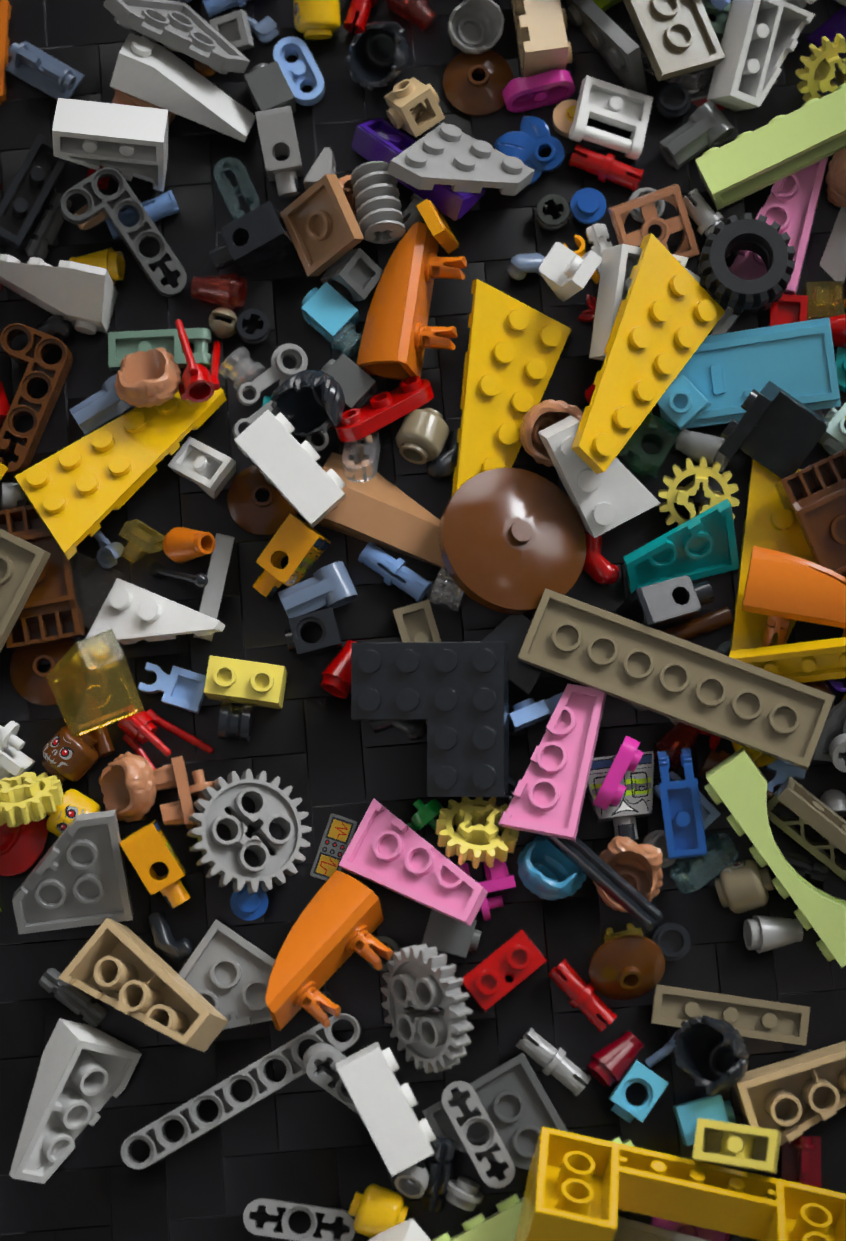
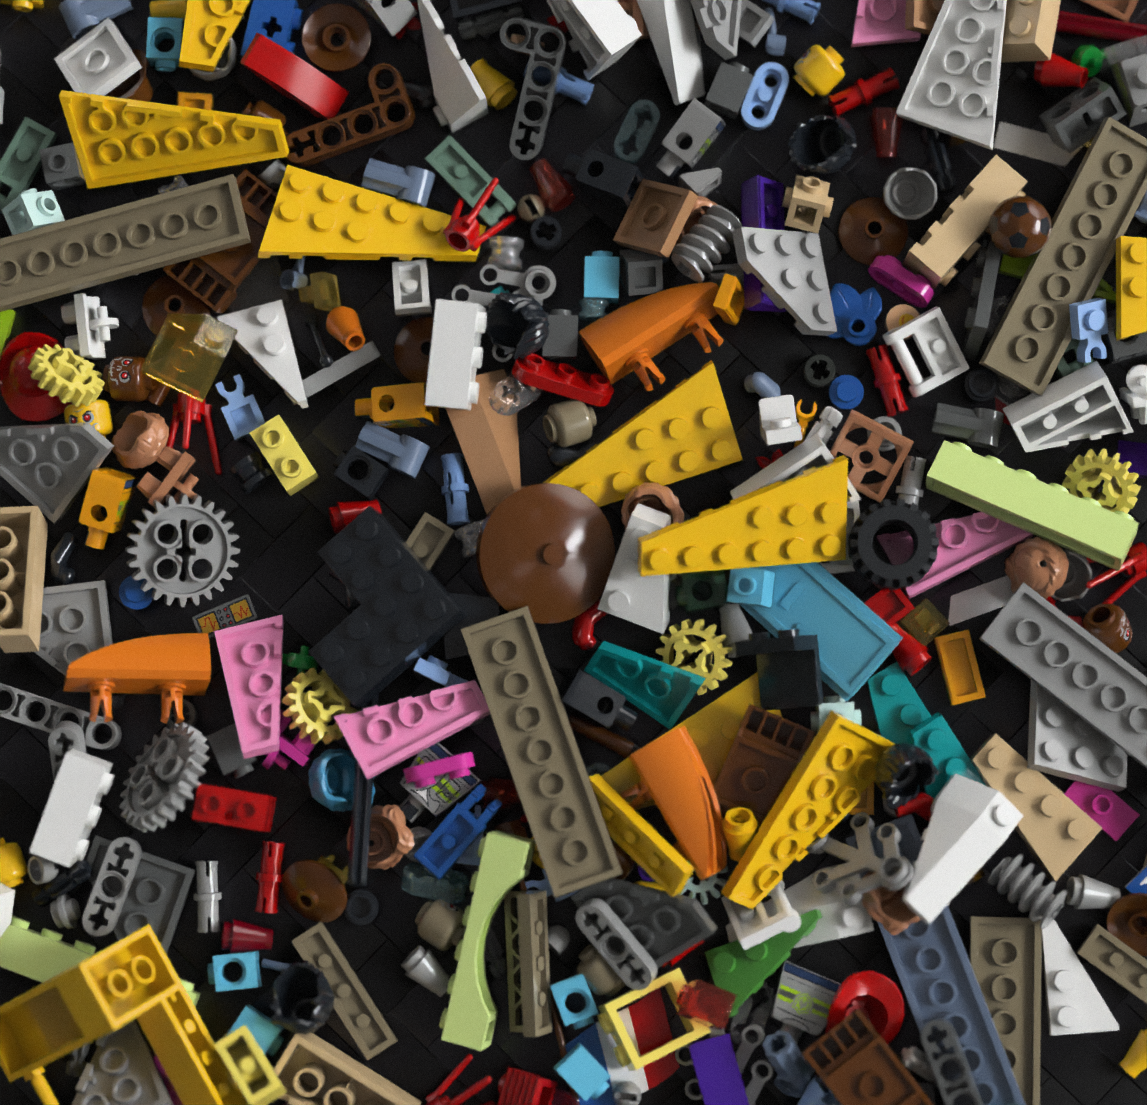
camera: 45 degrees right, 5 degrees up
(147, 378) = (436, 195): nougat hair -> none

